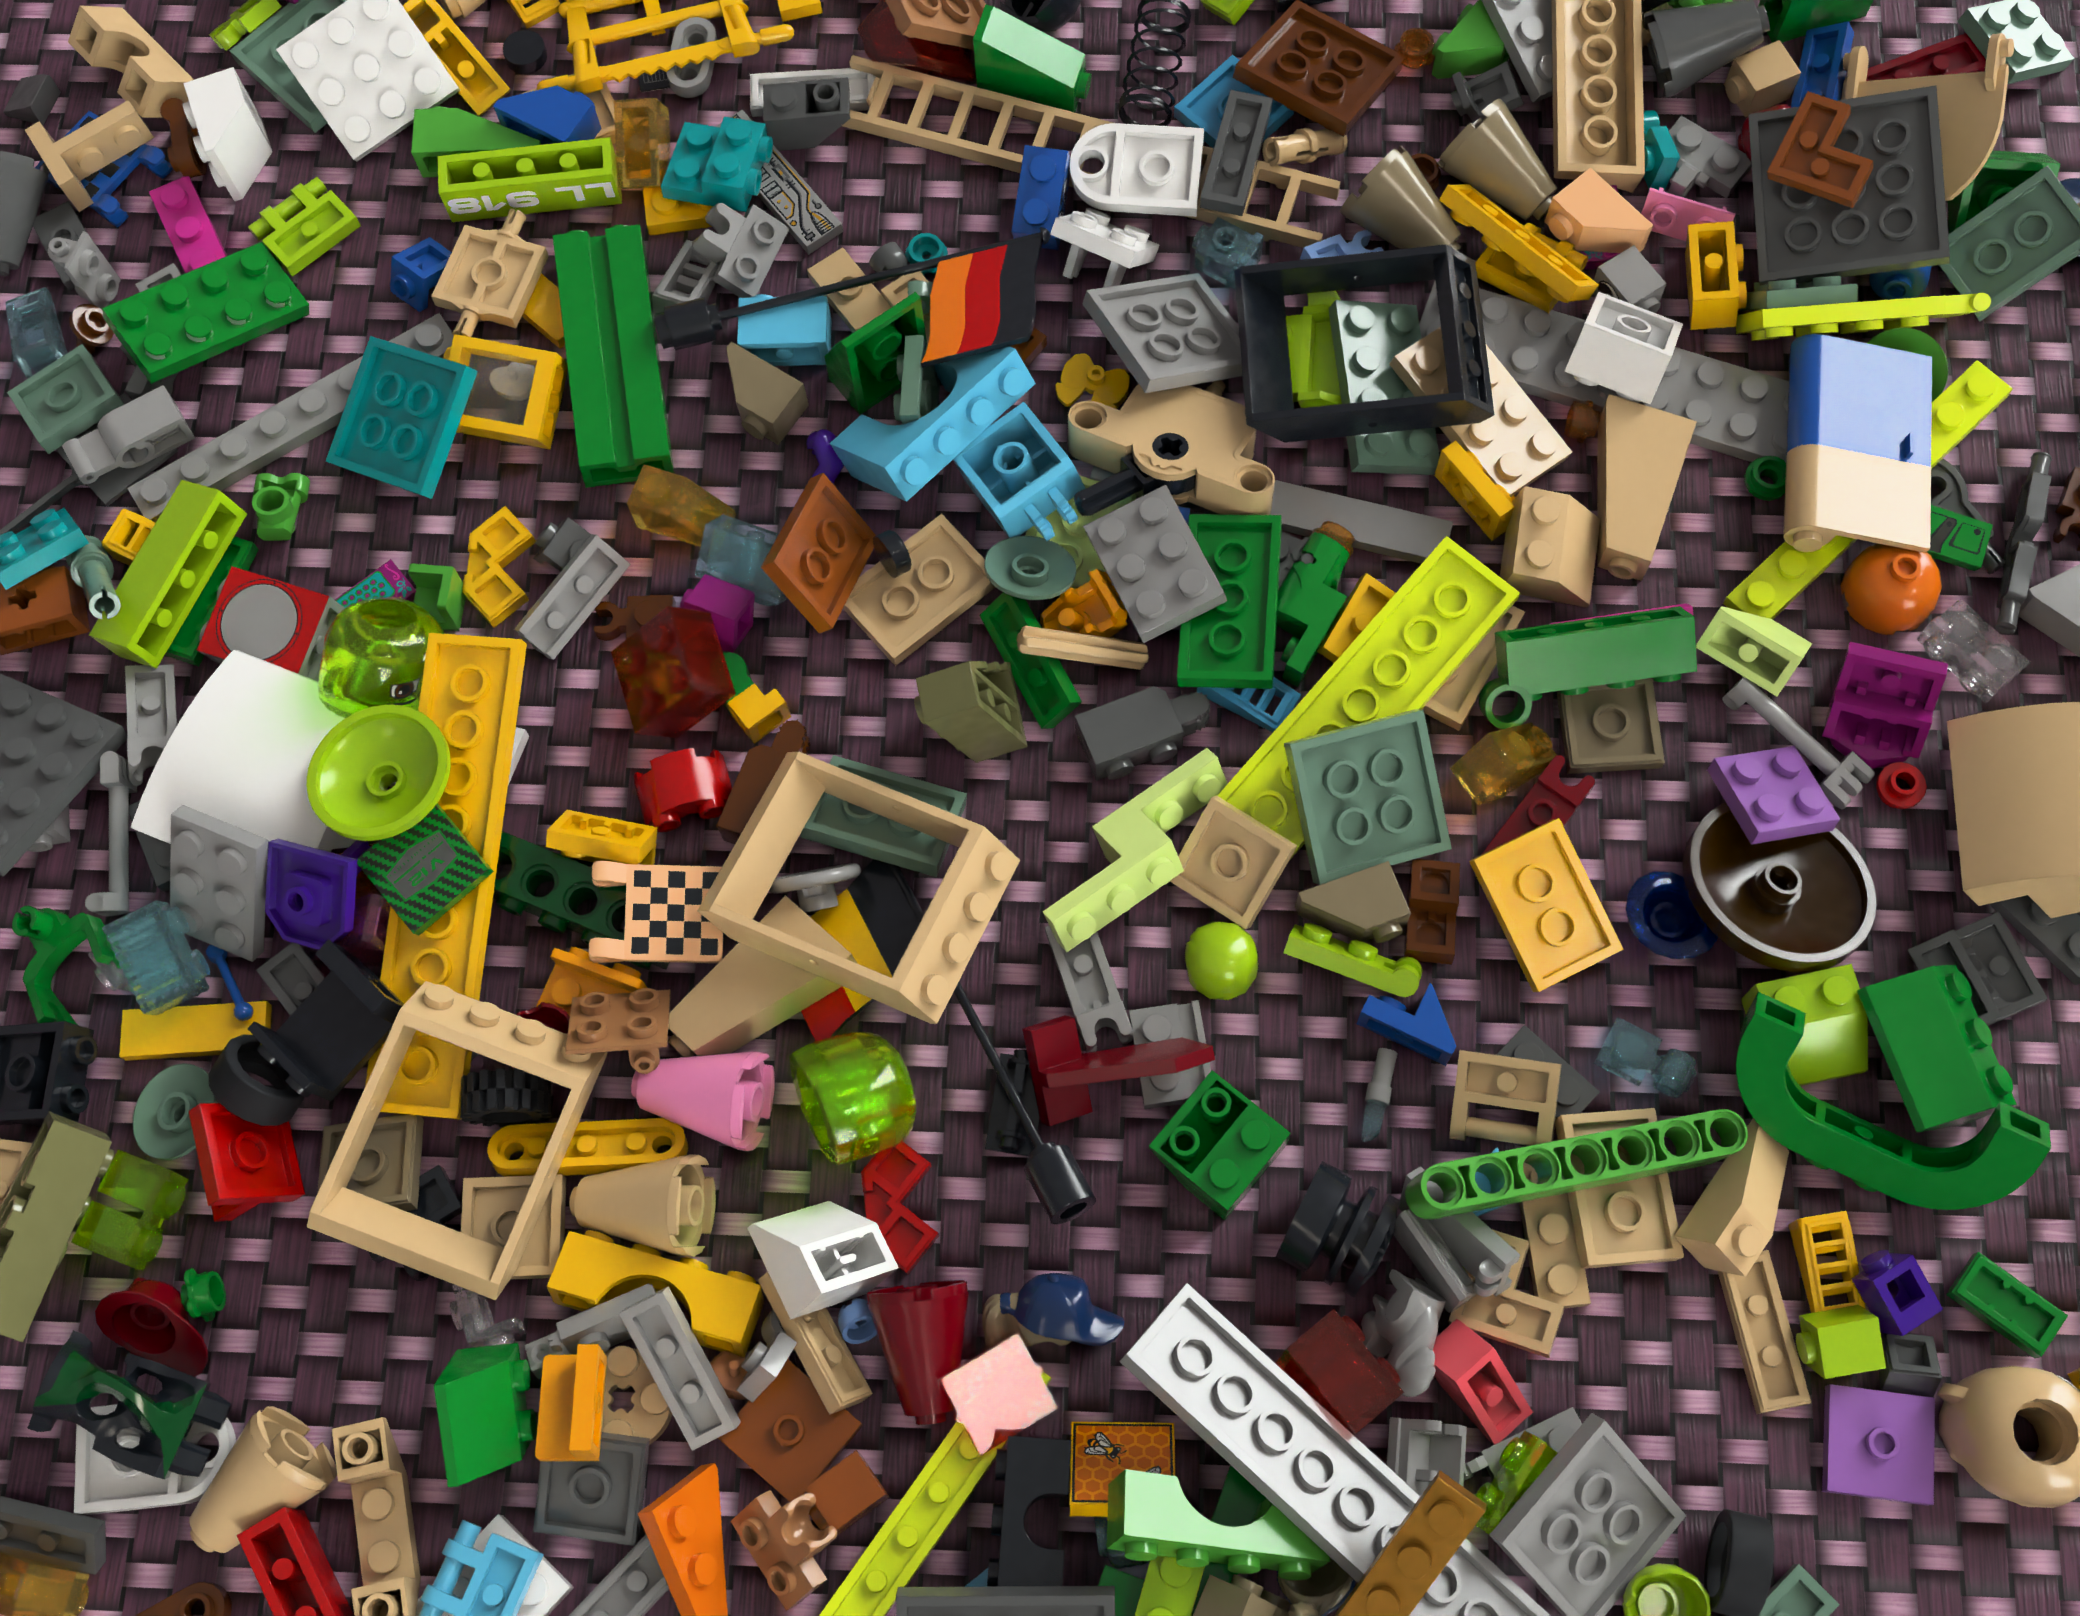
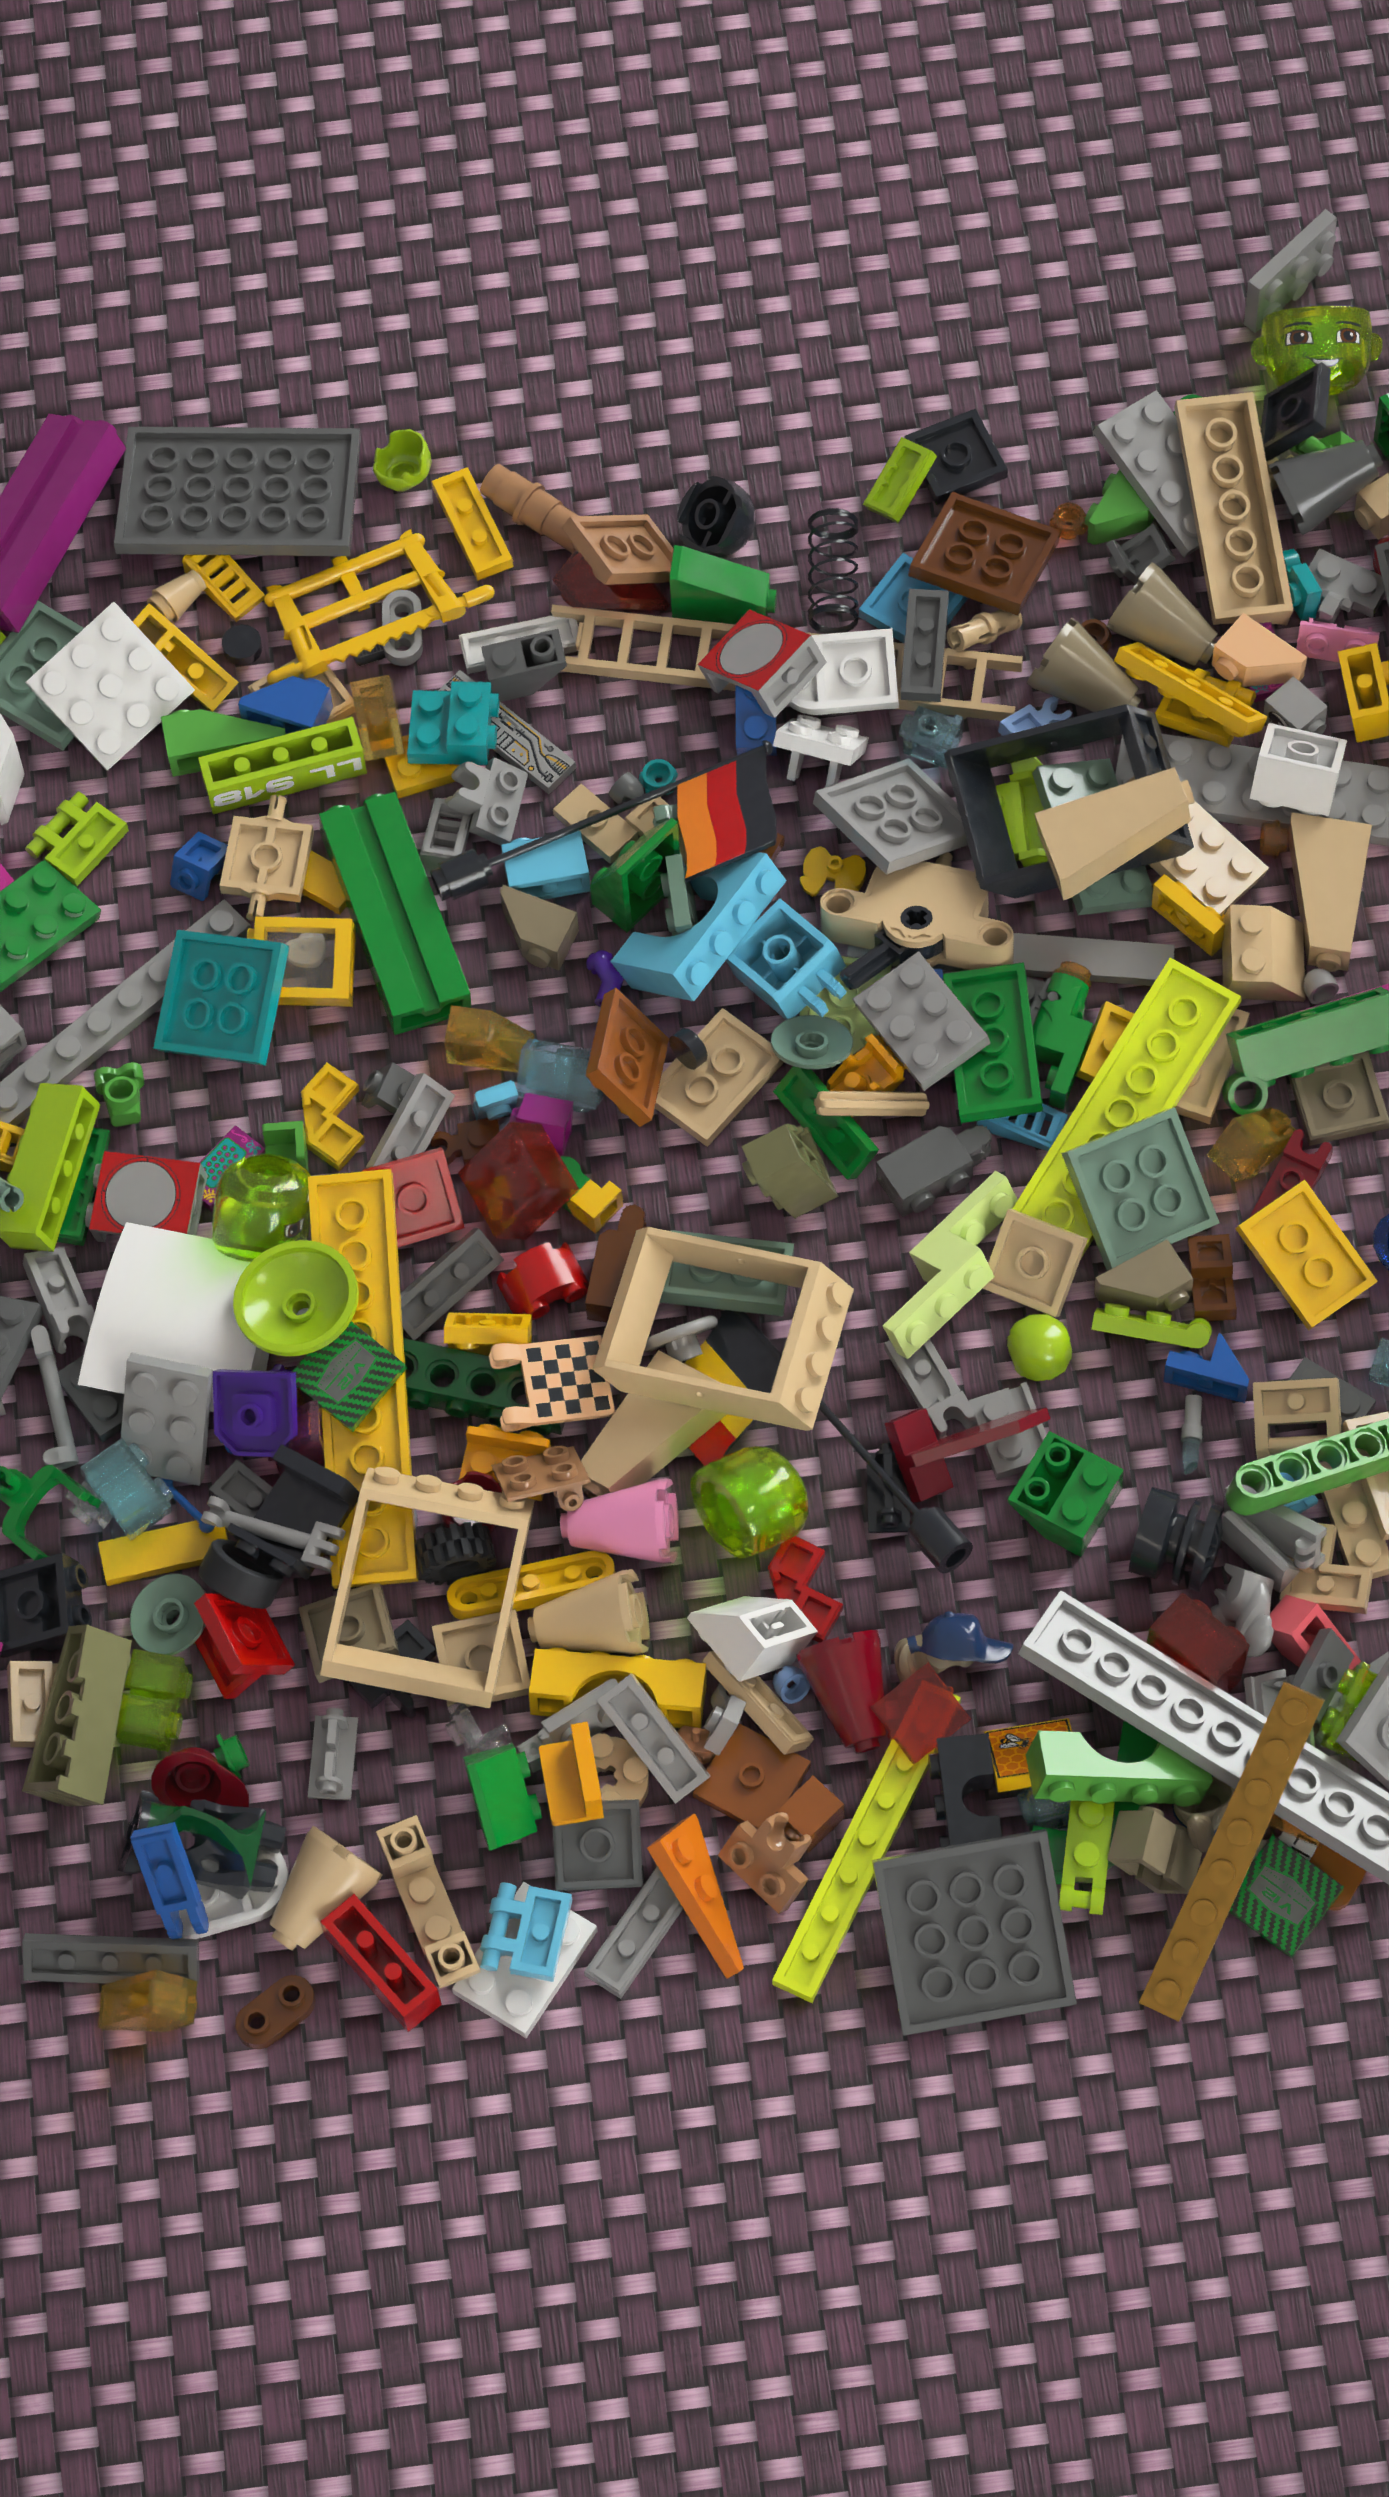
camera: 10 degrees left, 5 degrees down
(69, 1455) = (169, 1878): none -> blue hinge
(319, 1315) = (333, 1756): none -> light grey hinge
(340, 1061) = (312, 1544): none -> light grey hinge
(562, 674) = (423, 1197): none -> plate
(571, 775) = (447, 1282): none -> dark grey plate
(667, 578) = (495, 1101): none -> medium azure plate
(1059, 140) = (763, 659): none -> light grey panel
(1404, 377) = (1111, 827): none -> tan slope
(1482, 1435) = (1323, 1667): none -> dark grey plate
(1609, 593) = (1320, 986): none -> light grey hinge

